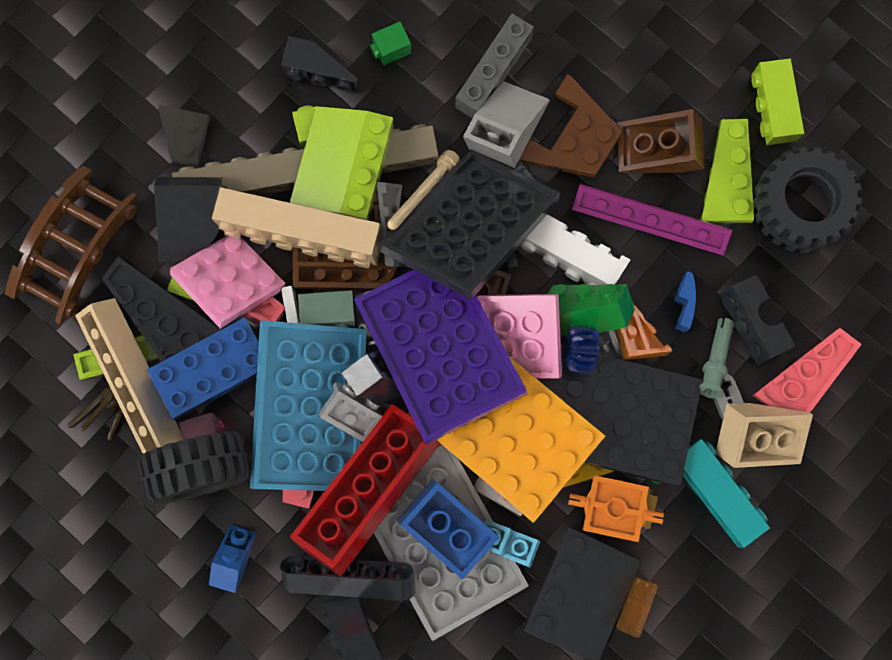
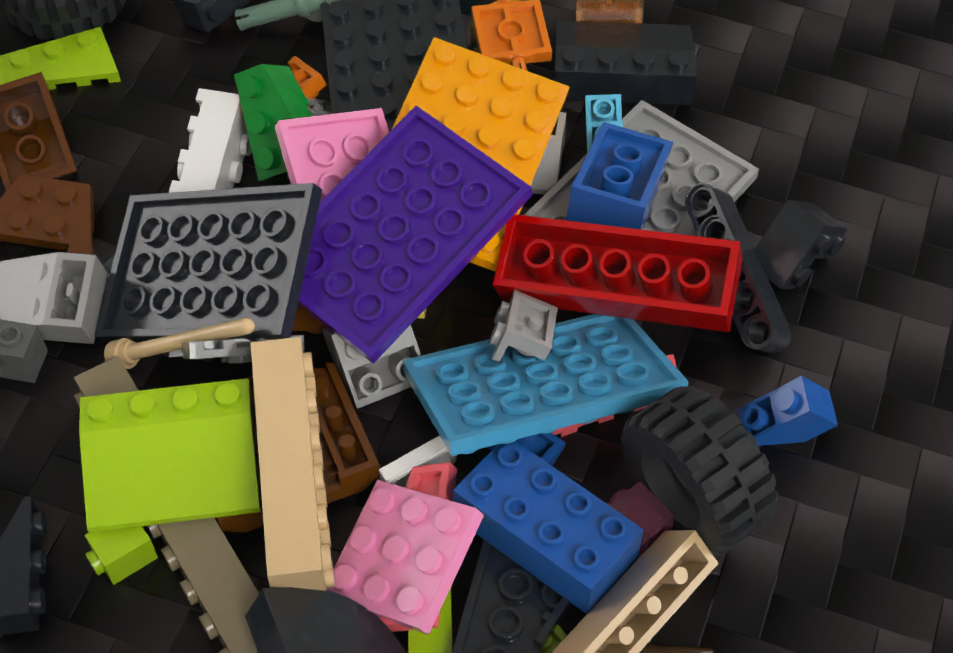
camera: 110 degrees left, 25 degrees down
(327, 309) = (396, 414): sand green brick -> none
(373, 380) = (459, 309): black wedge -> none
(582, 349) = (334, 92): clear blue gear -> none
(652, 219) = (131, 120): magenta tile -> none
(686, 295) = (219, 57): blue slope -> none

